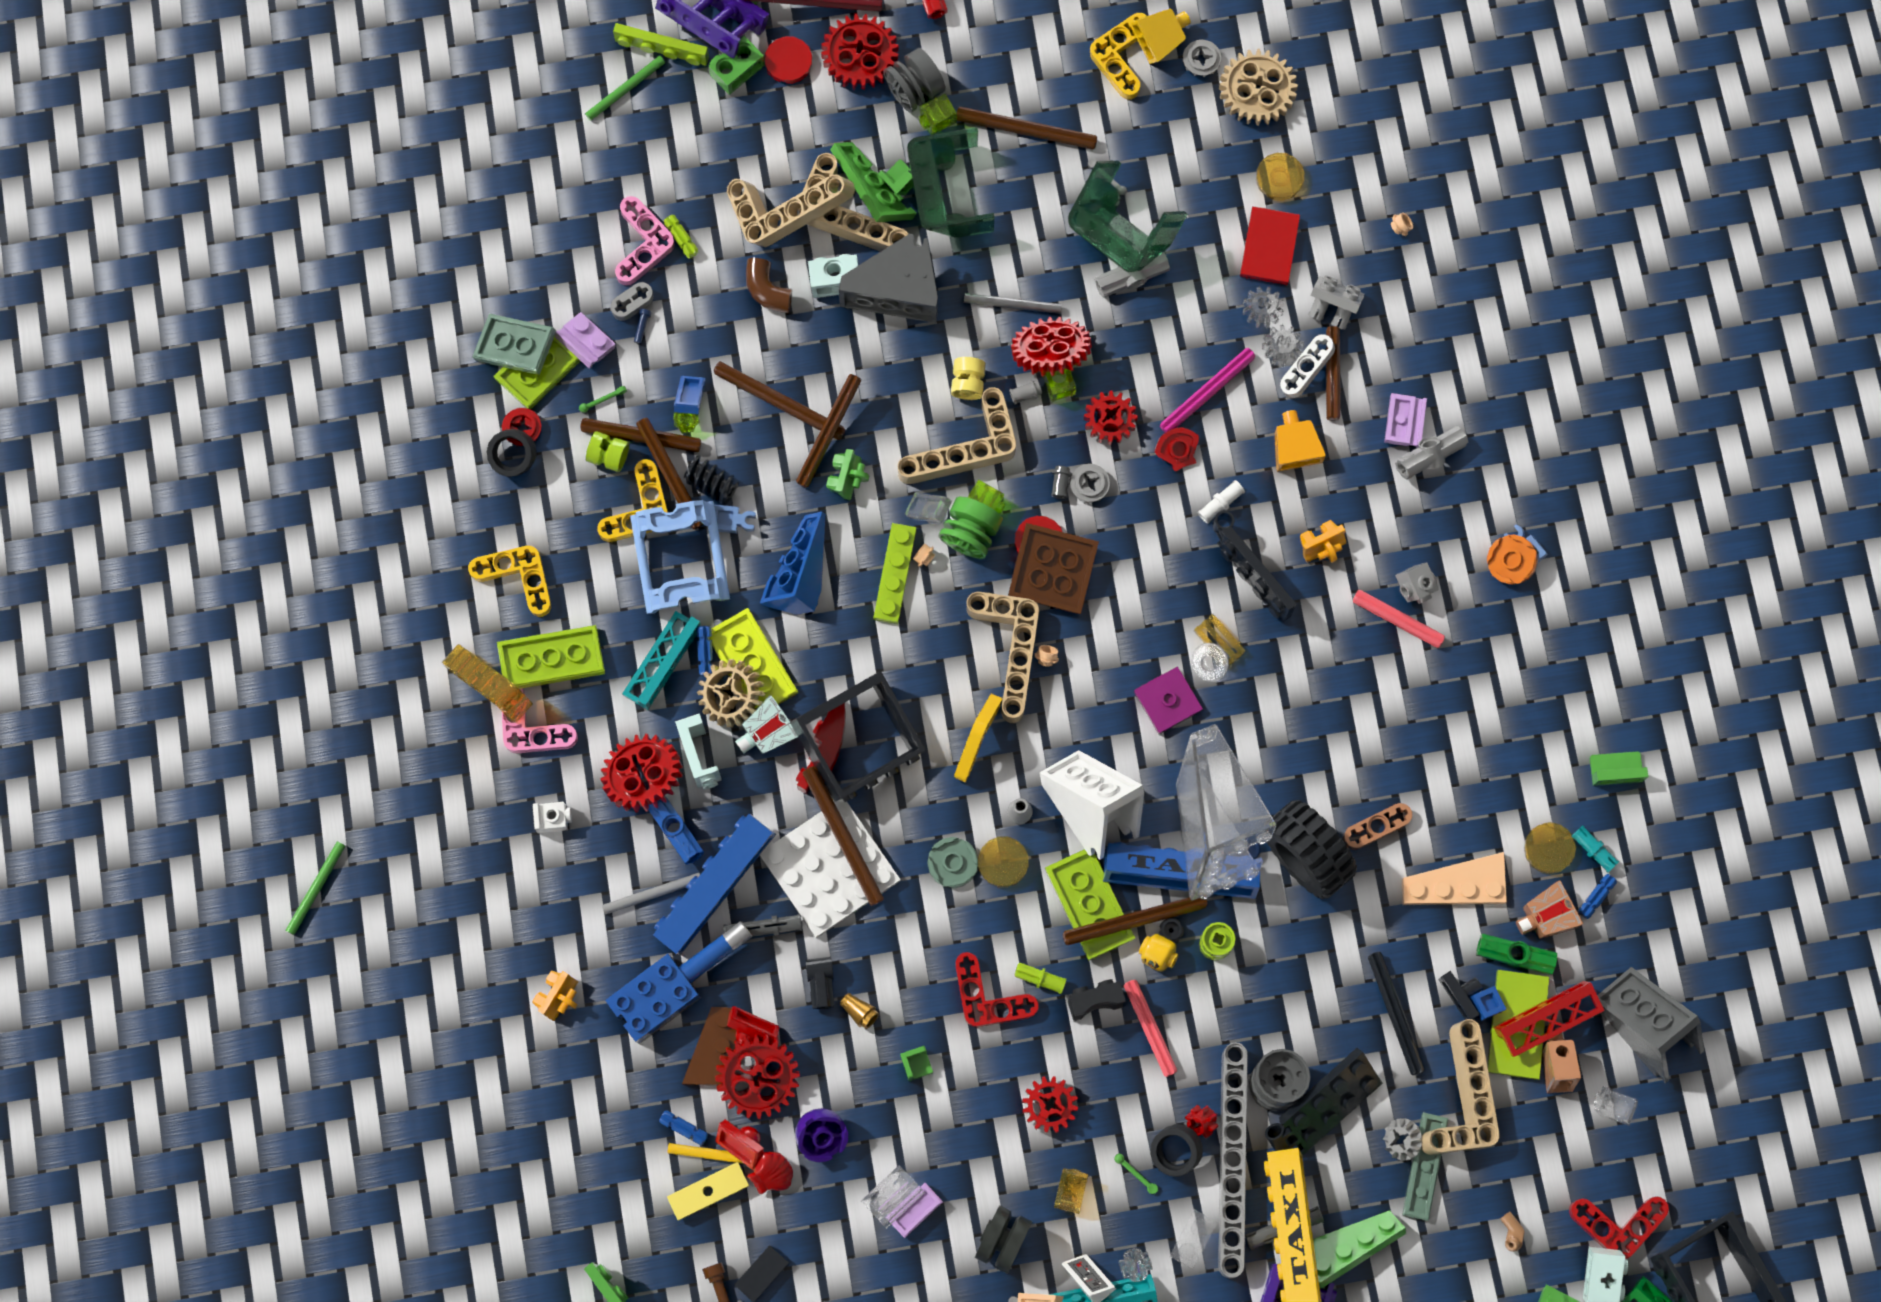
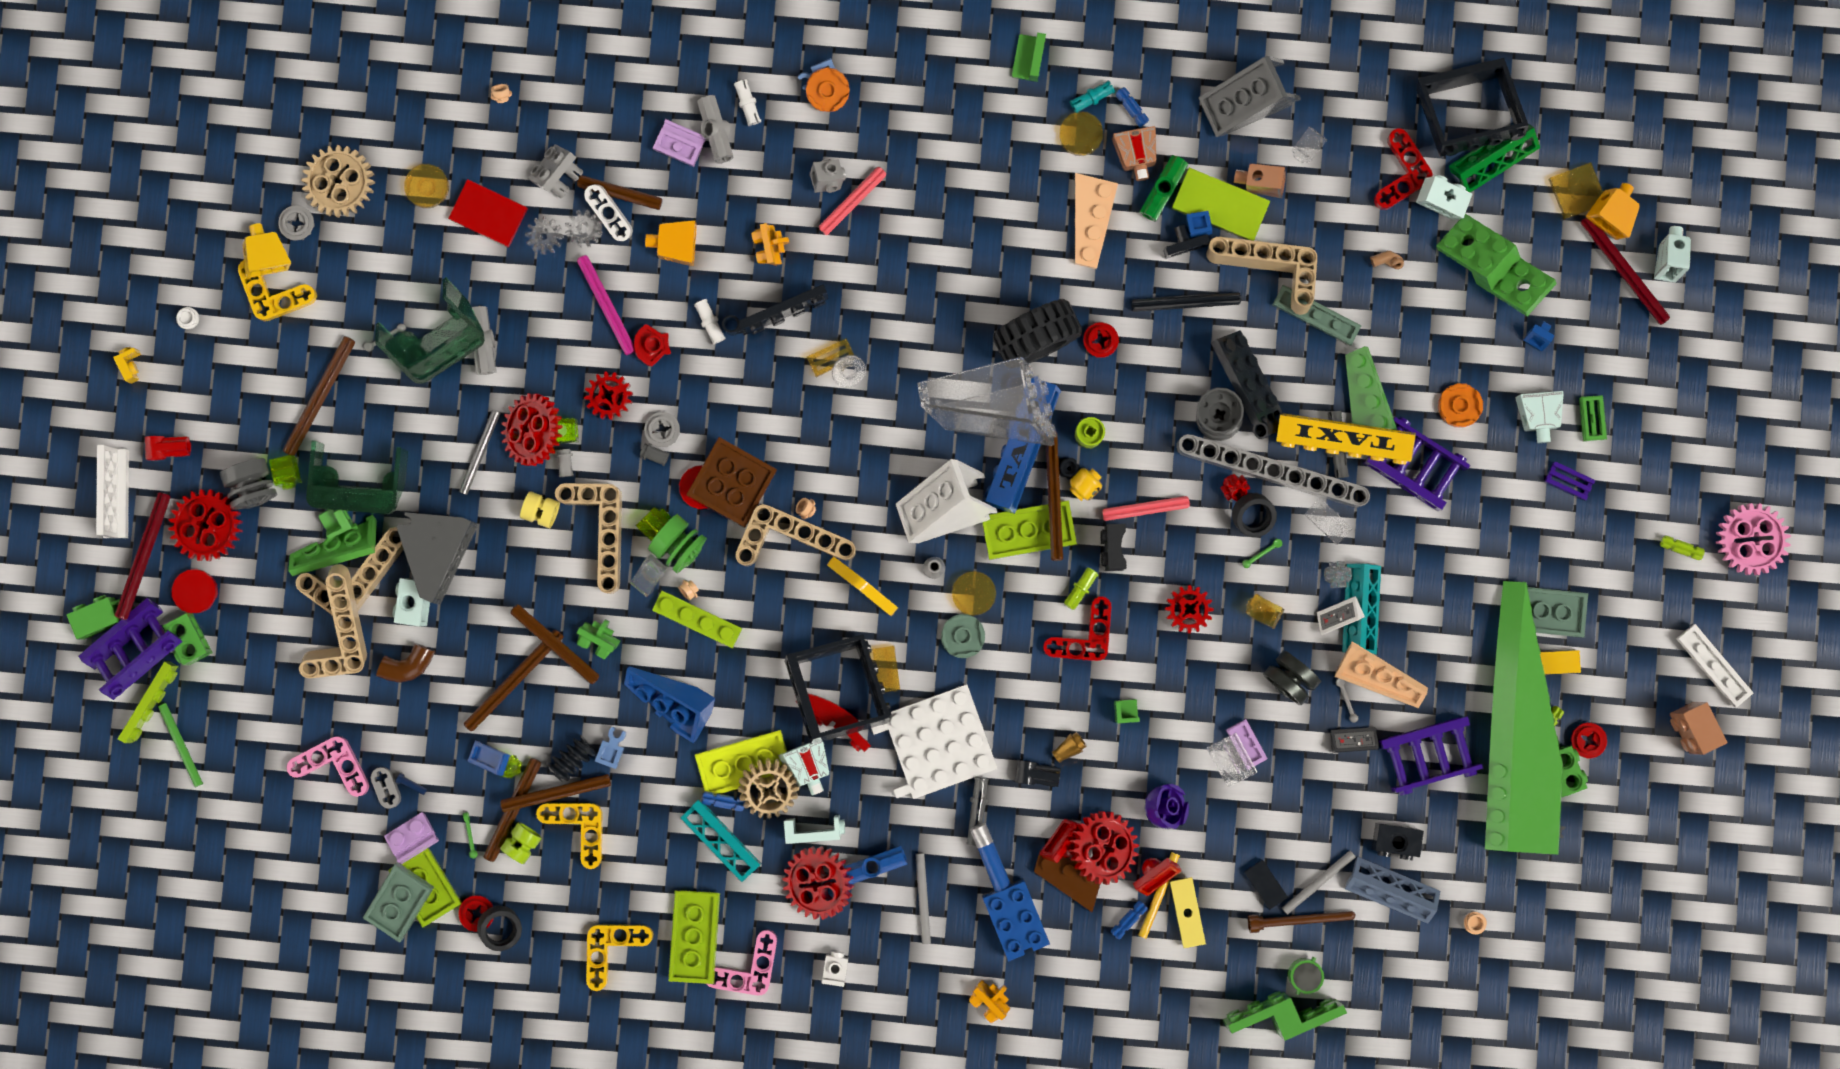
camera: 75 degrees left, 10 degrees up
(487, 682) = (703, 998): clear yellow beam -> none
(674, 591) = (603, 792): light blue piece -> none
(681, 236) = (336, 729): lime axle -> none
(714, 883) = (932, 844): blue brick -> none
(772, 1173) = (1186, 855): red animal -> none
(843, 835) = (919, 724): reddish brown axle -> none
(894, 788) = (887, 668): none -> clear yellow tile
(1168, 700) = (871, 416): magenta plate -> none
(1326, 917) = (1105, 330): none -> red gear
(1391, 812) = (1034, 285): nougat beam -> none
(1412, 1143) = (1282, 323): light grey gear -> none
(1471, 479) = (747, 102): none -> white pin
(1544, 1009) = (1217, 180): red fence -> none

